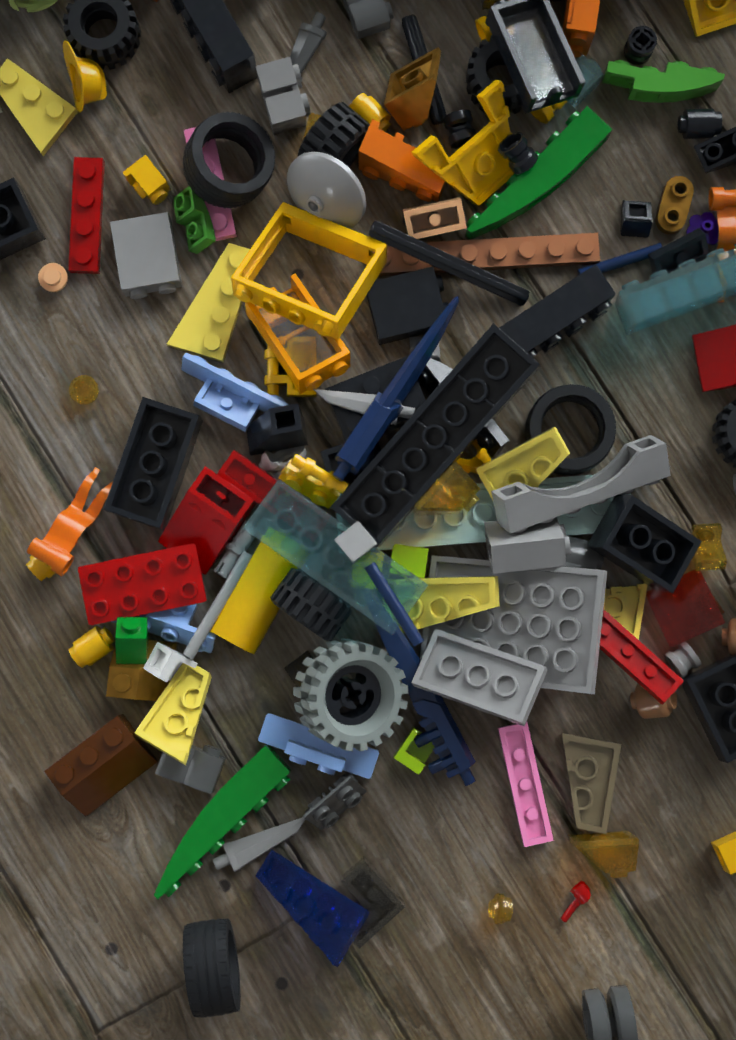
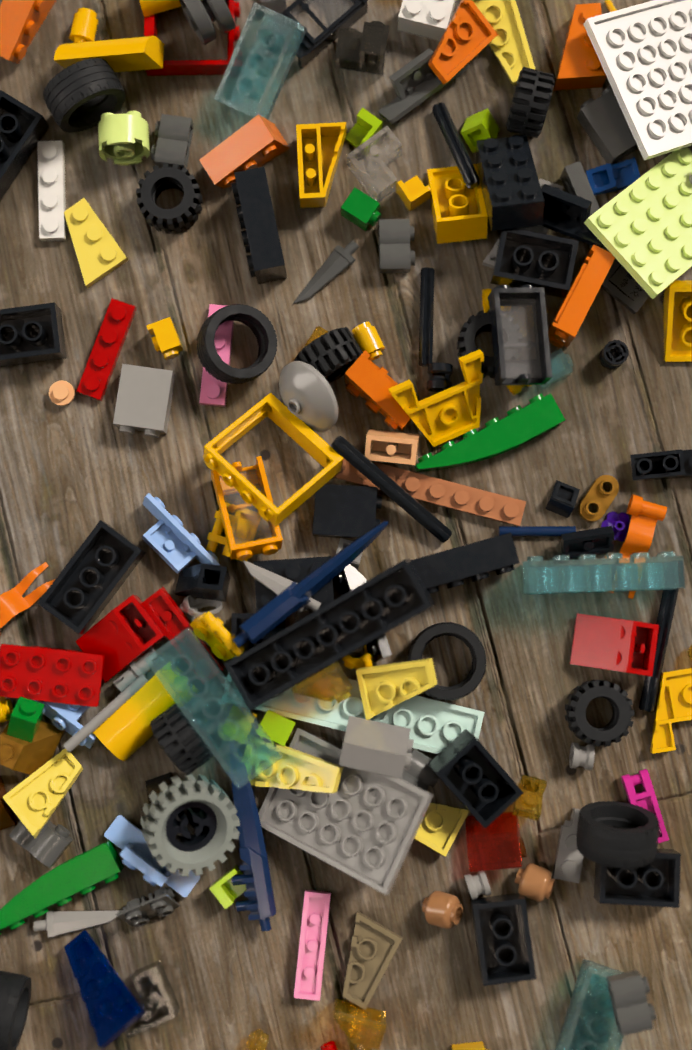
camera: 20 degrees right, 0 degrees up
(84, 389) = (56, 495): clear yellow plate -> none
(86, 78) = (143, 237): yellow piece -> none
(165, 662) = (47, 746): white panel -> none
(194, 215) = (195, 380): bright green slope -> none
(214, 311) = (183, 465): light yellow wing -> none
(281, 94) = (299, 300): light grey piece -> none
(355, 542) = (232, 702): light grey slope -> none
(394, 604) = (247, 764): dark blue bar -> none
(412, 90) = (409, 332): pearl gold slope -> none
(480, 676) = (300, 847): light grey plate -> none
(520, 156) = (478, 413): black wheel -> none
(634, 466) = (489, 711): light grey arch -> none
(637, 660) = (436, 874): red plate -> none
(674, 84) = (631, 396): bright green slope -> none
(699, 123) = (642, 437): black brick -> none

